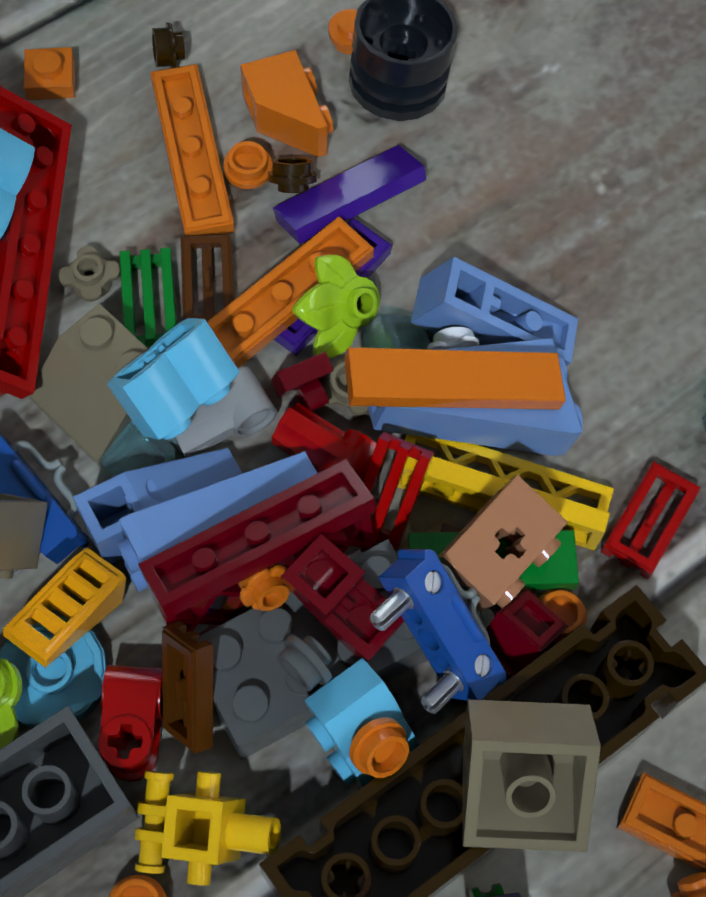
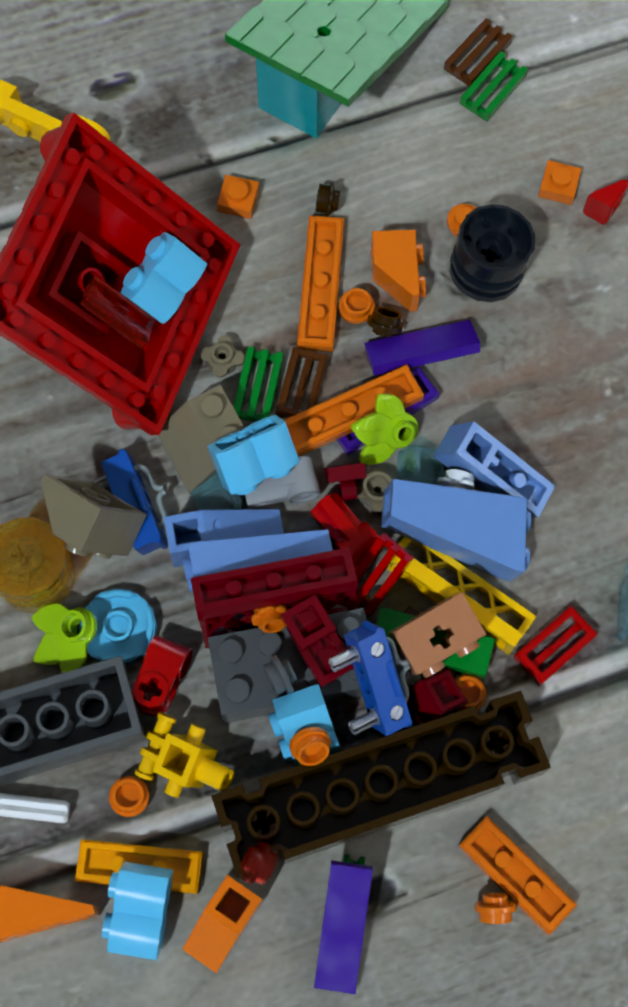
camera: 20 degrees right, 5 degrees up
(87, 578) = (159, 574): light orange slope -> none
(187, 687) = (201, 666): reddish brown tile -> none
(453, 379) = (444, 510): orange tile -> none
(529, 775) = (400, 794): dark tan slope -> none

